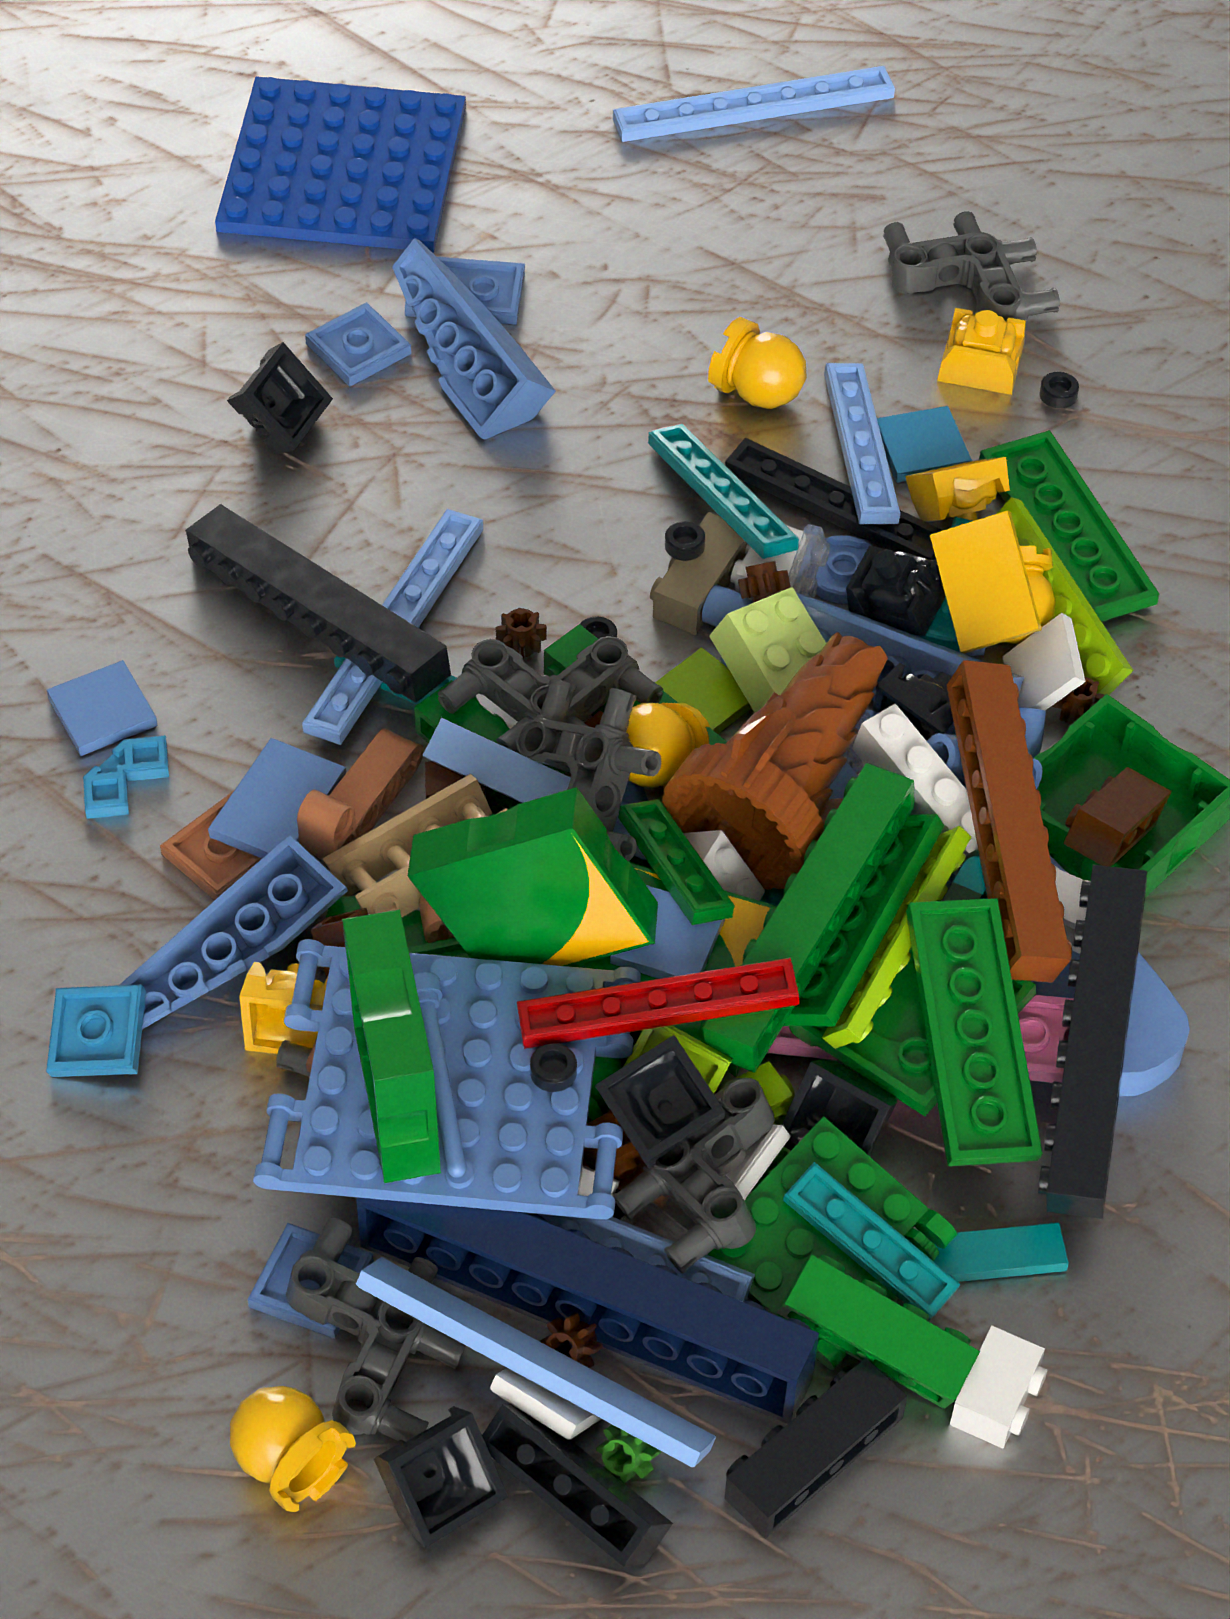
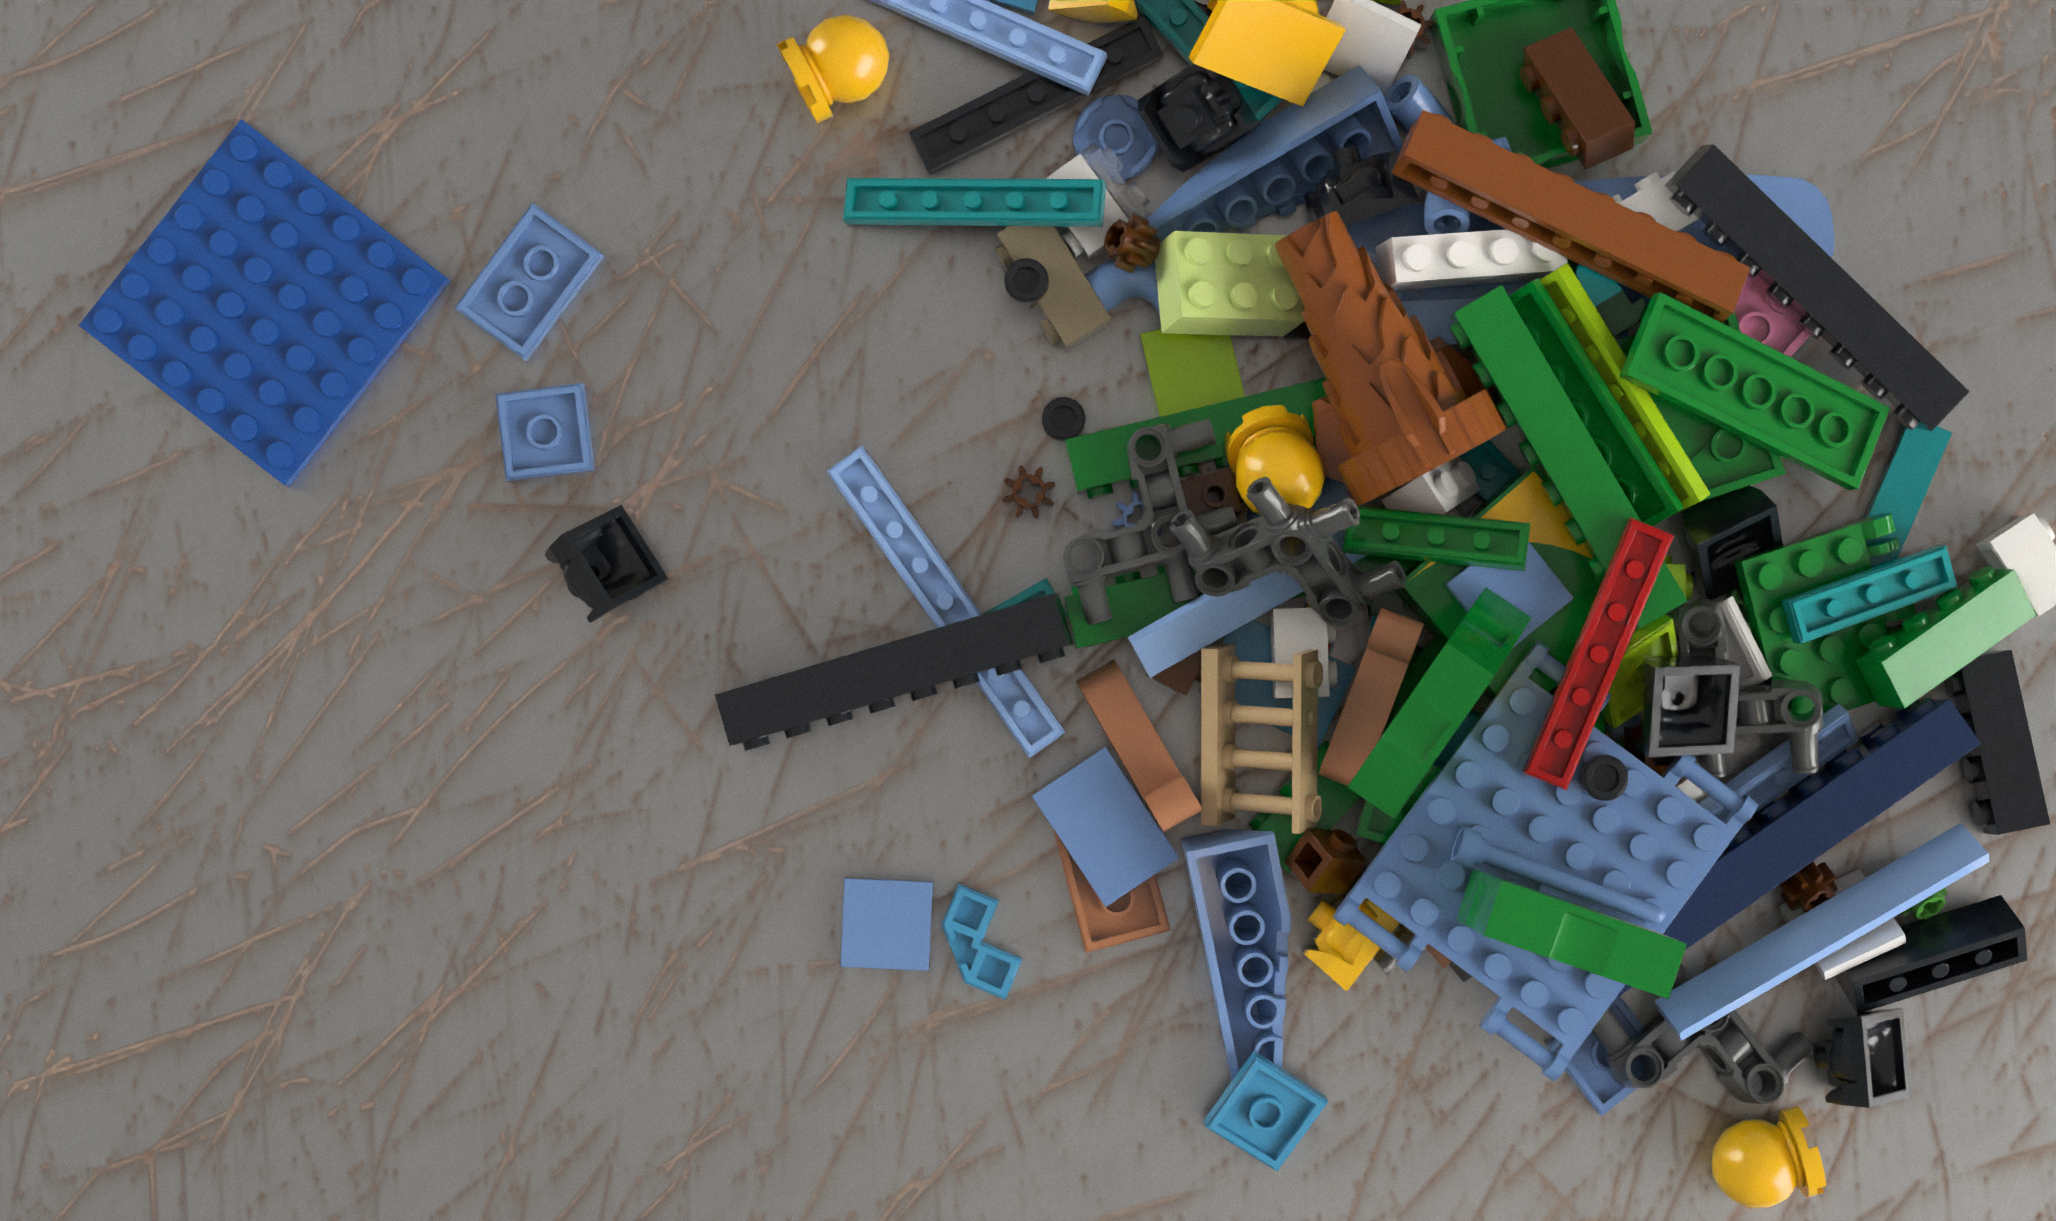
camera: 55 degrees left, 35 degrees up
(476, 356) = (637, 327): medium blue wedge -> none

